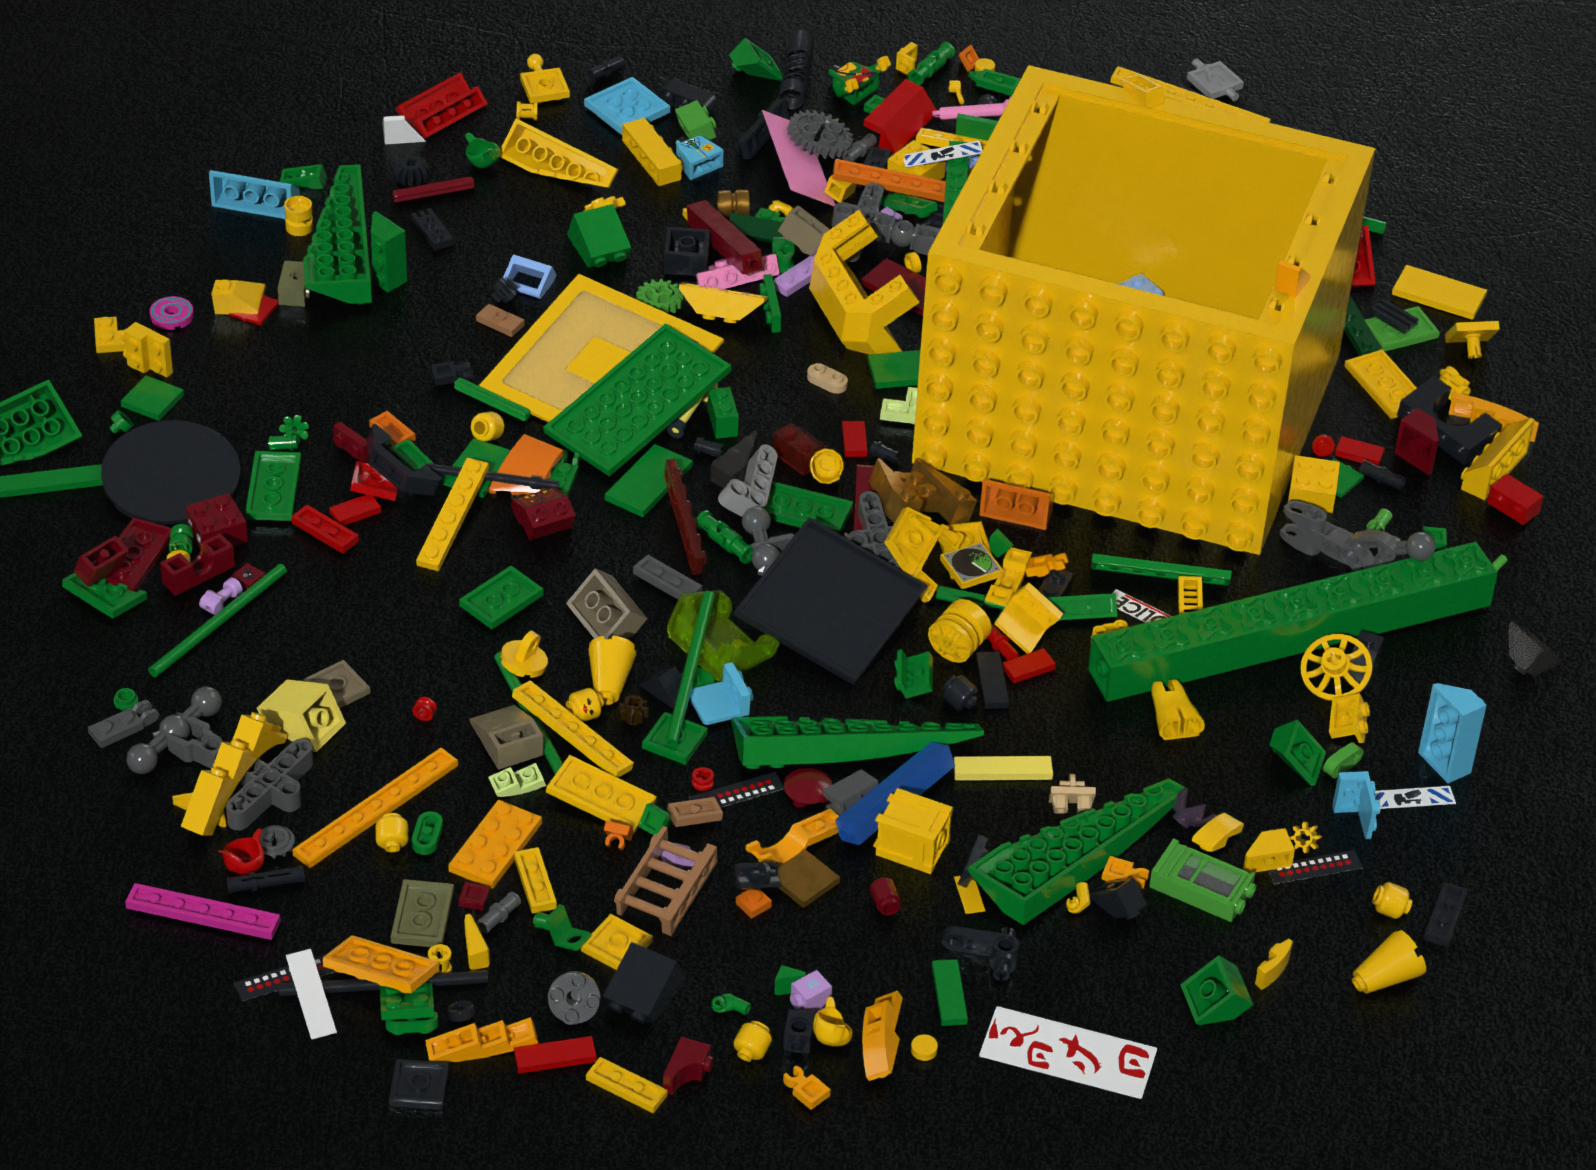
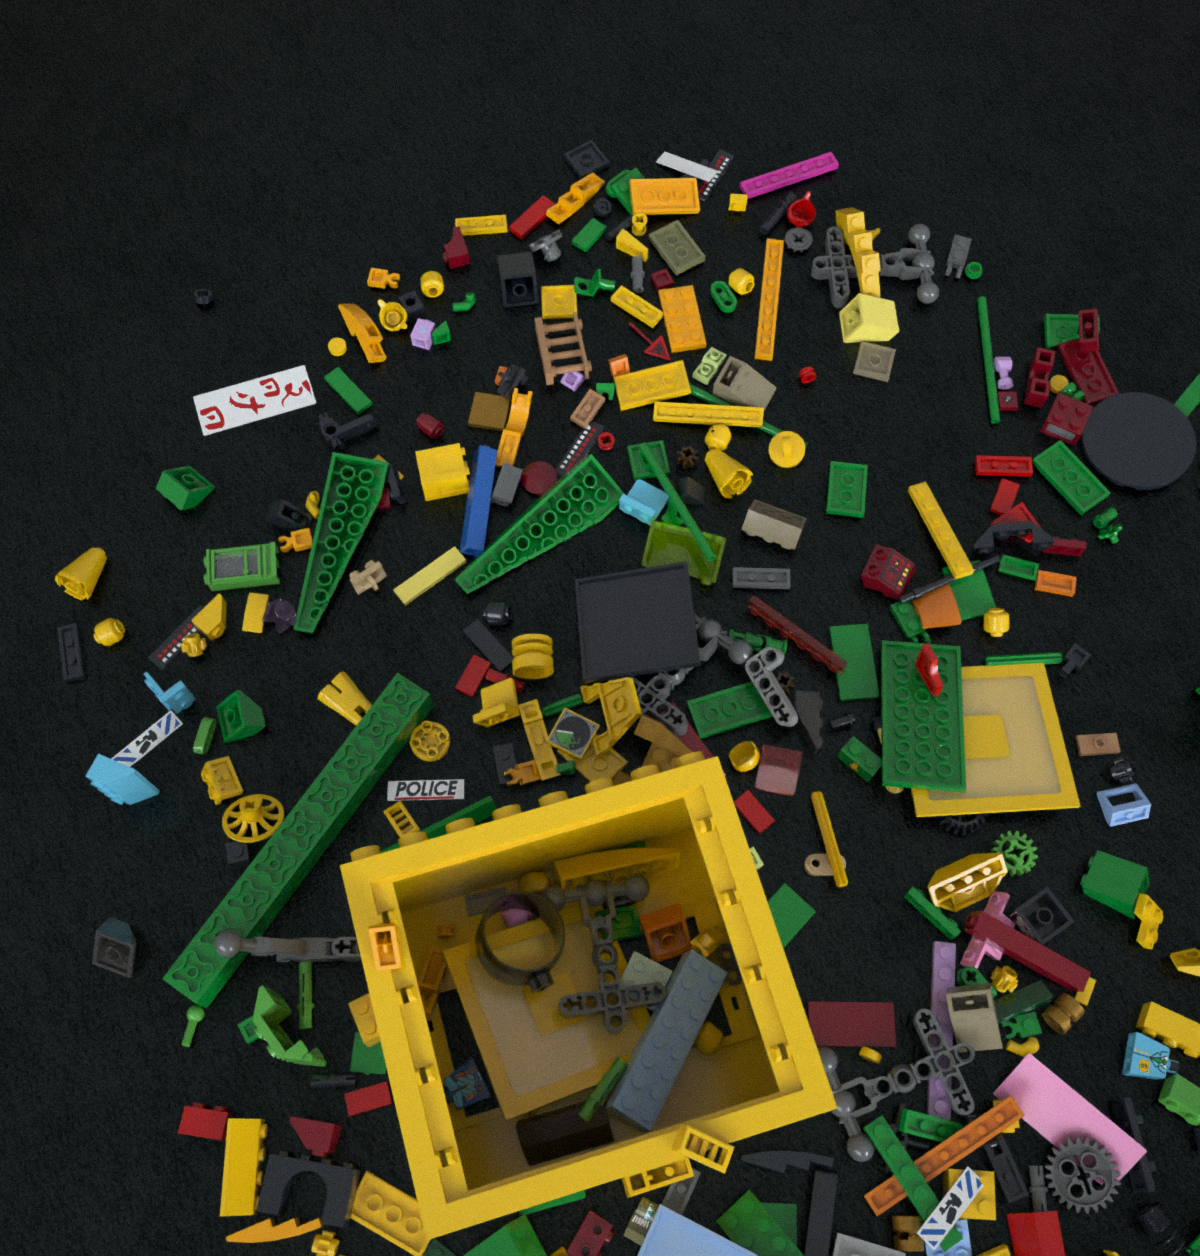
camera: 145 degrees right, 25 degrees up
(298, 915) = (738, 202): none -> yellow plate
(508, 993) = (589, 235): none -> green tile
(554, 832) = (656, 349): none -> piece
(601, 408) = (927, 668): none -> red tile
(759, 239) = (1004, 979): none -> yellow gear
(808, 382) = (829, 839): none -> yellow axle
(853, 315) = (873, 957): yellow wedge -> none
(914, 674) = (540, 608): green bracket -> none
(1086, 606) = (471, 752): green plate -> none
(1270, 970) = (159, 536): yellow slope -> none
(1406, 482) = (268, 1013): none -> bright green slope

